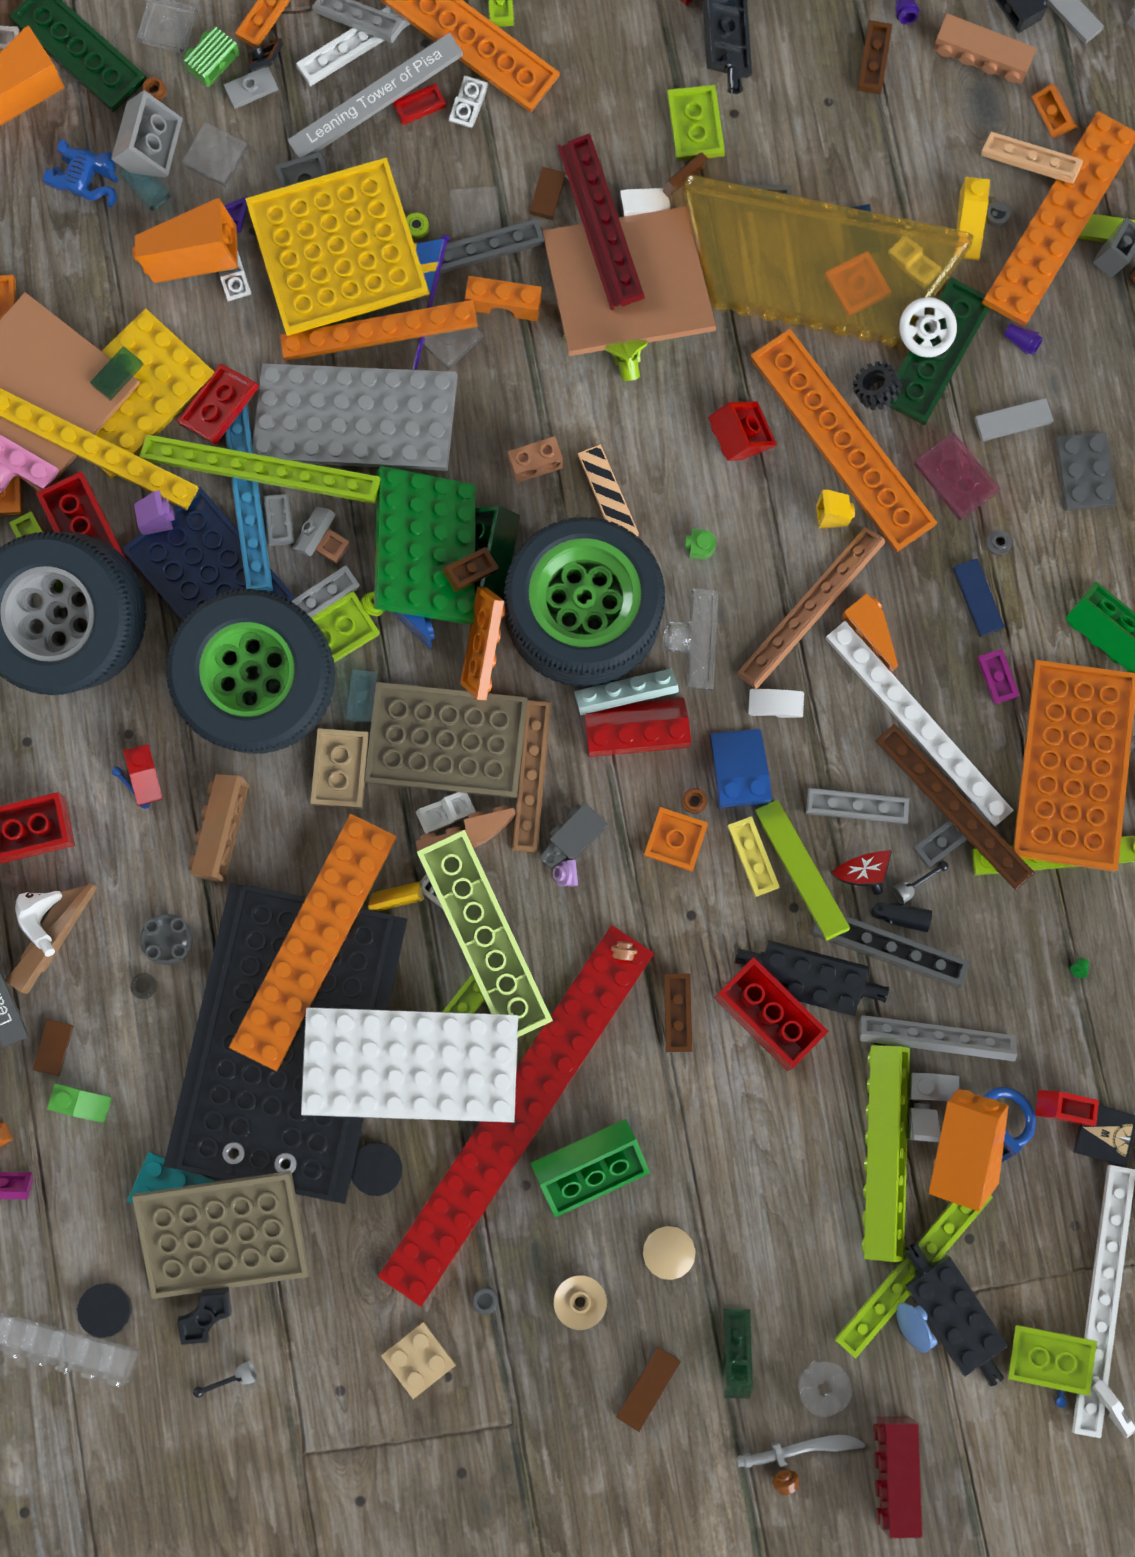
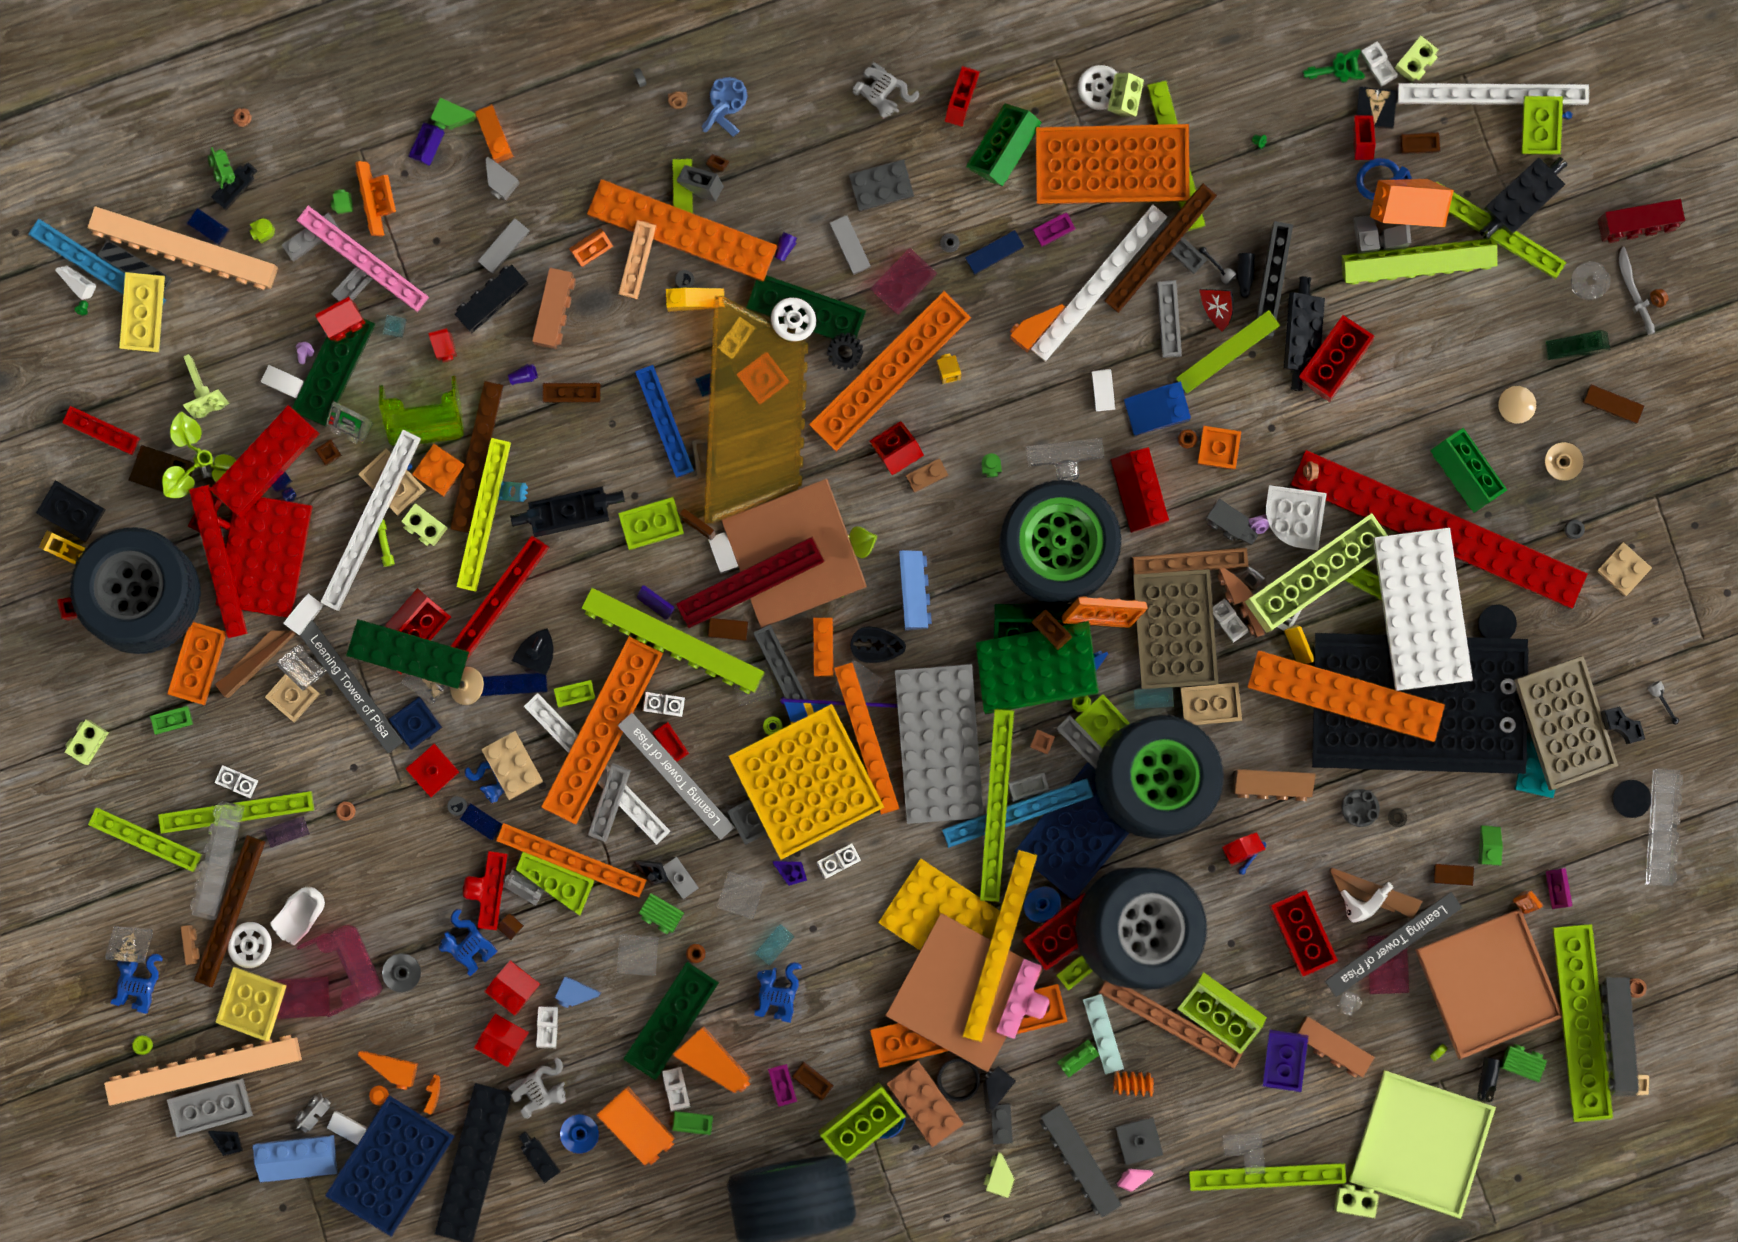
camera: 90 degrees left, 5 degrees up
(116, 373) = (940, 929): clear green plate -> none
(119, 501) = (1037, 900): none -> blue dish
(147, 136) = (740, 948): light grey slope -> none
(154, 514) = (1047, 878): medium lavender slope -> none
(189, 244) = (827, 893): orange slope -> none
(218, 404) = (946, 850): red tile -> none
(313, 531) = (1033, 758): light grey plate -> none
(483, 358) = (874, 634): none -> black piece
(496, 852) = (1252, 578): none -> light grey slope
(535, 459) = (948, 600): nougat brick -> none
(544, 123) = (673, 640): none -> lime brick
(555, 414) = (913, 590): none -> medium blue slope
(567, 923) = (1296, 515): none -> white plate
(597, 114) = (655, 602): none -> dark purple slope
(606, 488) = (963, 542): tile -> none
(626, 691) = (1111, 492): light aqua plate -> none
(678, 1012) = (1346, 425): reddish brown plate -> none
(701, 464) = (927, 475): none -> medium nougat plate
(753, 856) = (1222, 389): light yellow plate -> none
(810, 607) = (1025, 375): nougat tile -> none
(821, 159) = (664, 421): none -> blue plate
(914, 1327) = (1538, 224): medium blue dish -> none
(938, 1038) = (1330, 236): light grey plate -> none
(1048, 1186) = (1420, 143): none -> reddish brown tile
(1115, 1408) = (1568, 77): white tile -> none

